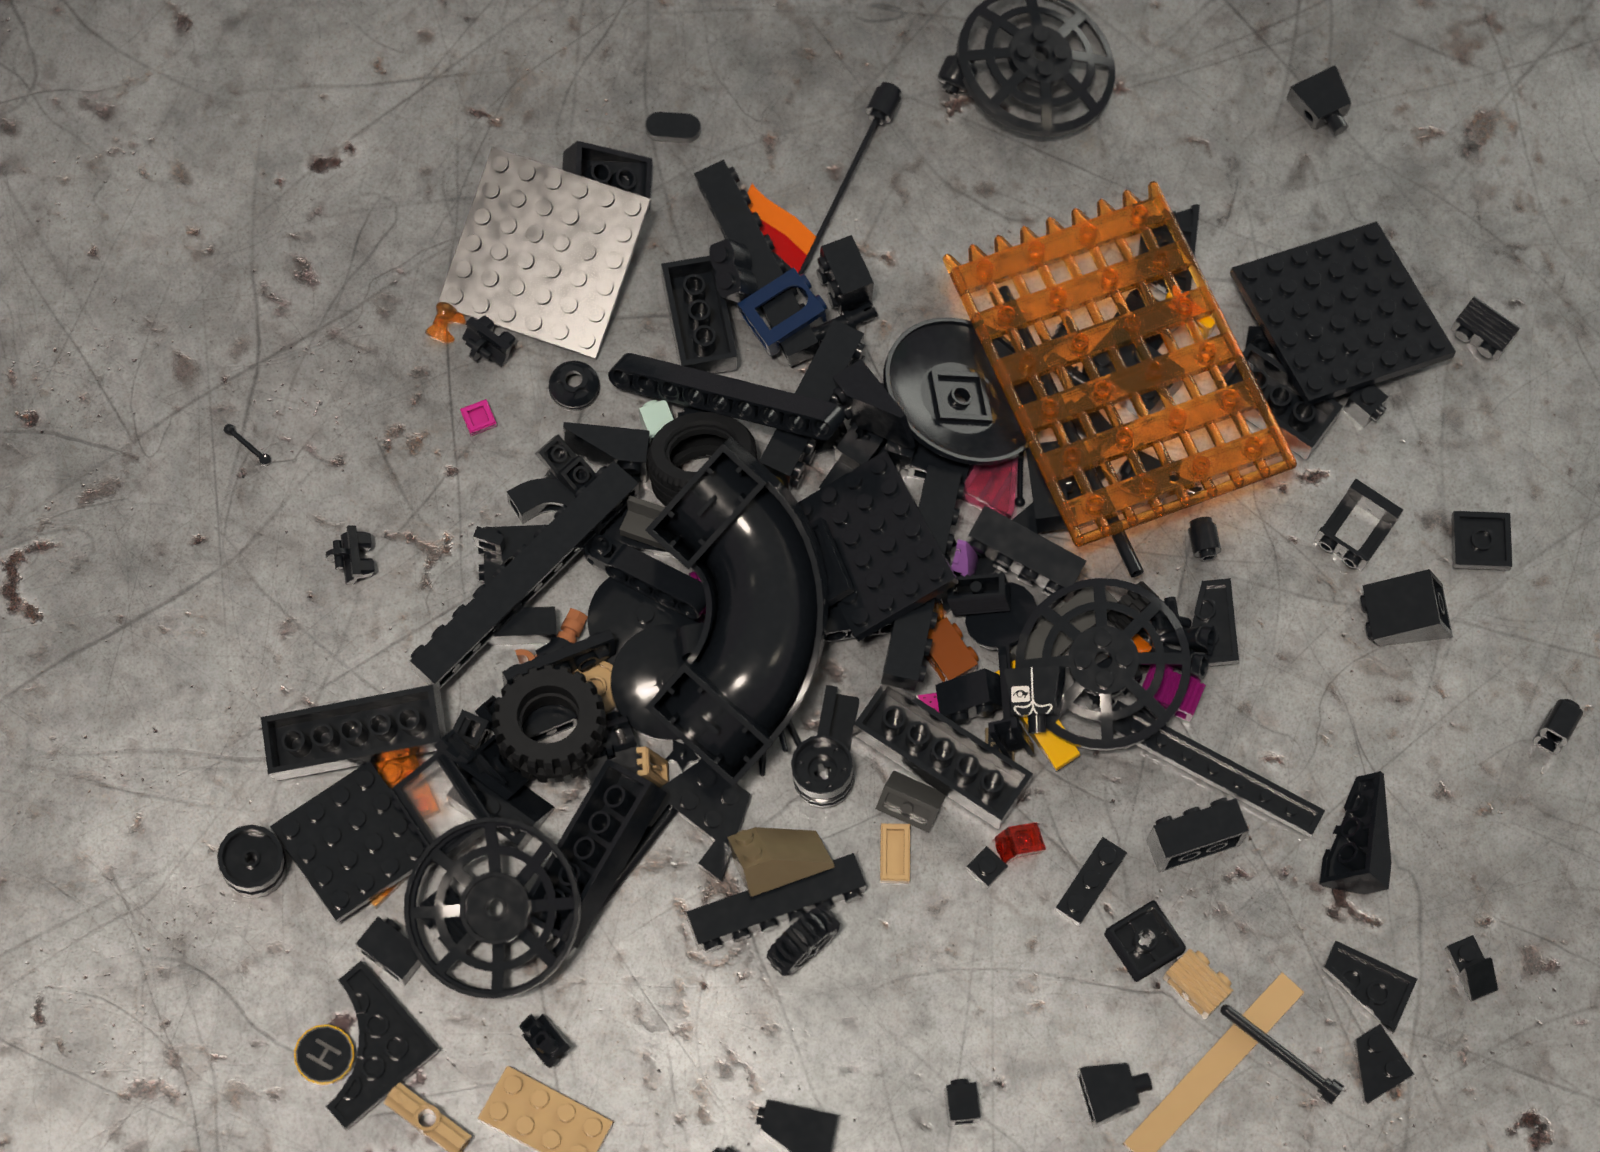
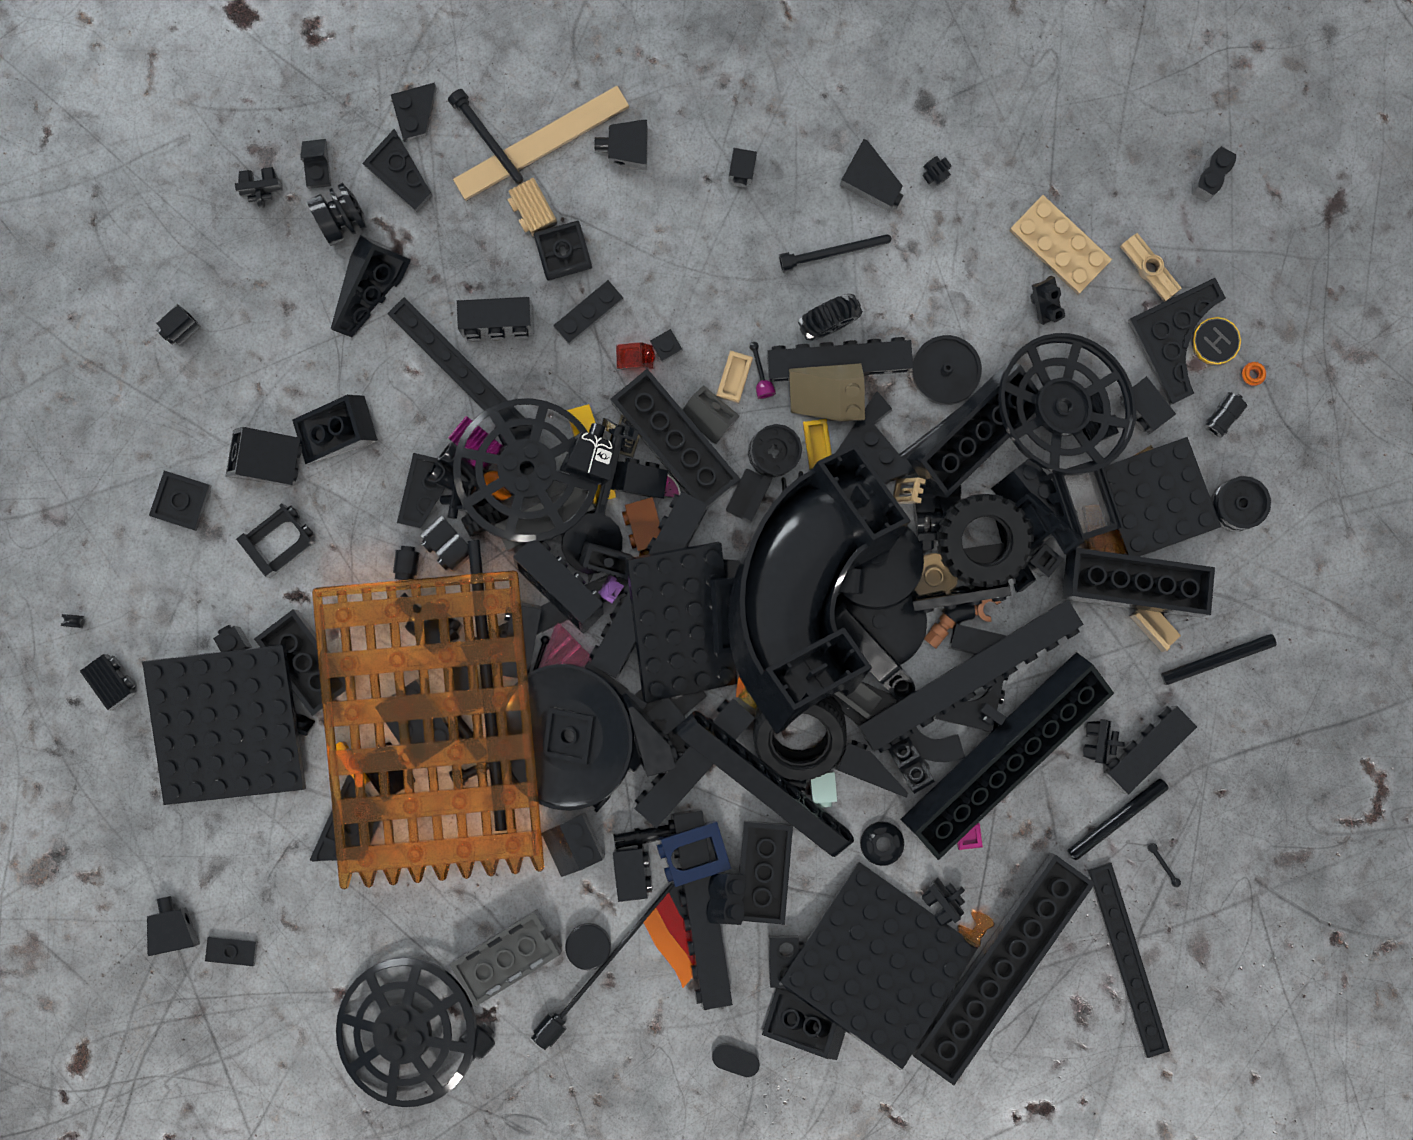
camera: 160 degrees left, 15 degrees up
(235, 683) = (1219, 659): none -> black axle
(265, 336) = (1128, 960): none -> black tile
(265, 1019) = (1258, 368): none -> orange plate
(293, 965) = (1226, 413): none -> black piece
(294, 560) = (1150, 749): none -> black brick
(312, 478) = (1118, 819): none -> black axle
(314, 691) = (1156, 628): none -> tan panel
(404, 288) = (1002, 968): none -> black brick
(457, 505) = (1007, 755): none -> black brick
(644, 930) = (946, 370): none -> black piece
(656, 235) = (779, 961): none -> black brick
(773, 801) = (816, 441): none -> yellow tile
(858, 846) = (764, 388): none -> hinge
(868, 196) = (588, 946): none -> black head
(869, 1006) = (790, 261): none -> black piece
(913, 290) = (573, 845): none -> black slope
(954, 158) = (505, 958): none -> dark grey piece
(1166, 572) = (446, 543): none -> black brick
(1250, 98) = (231, 951): none -> black plate
(1336, 664) = (335, 428): none -> black slope
(1424, 904) = (337, 214): none -> black wheel
(1517, 925) = (262, 188): none -> black hips
(1549, 381) = (72, 621): none -> black bush

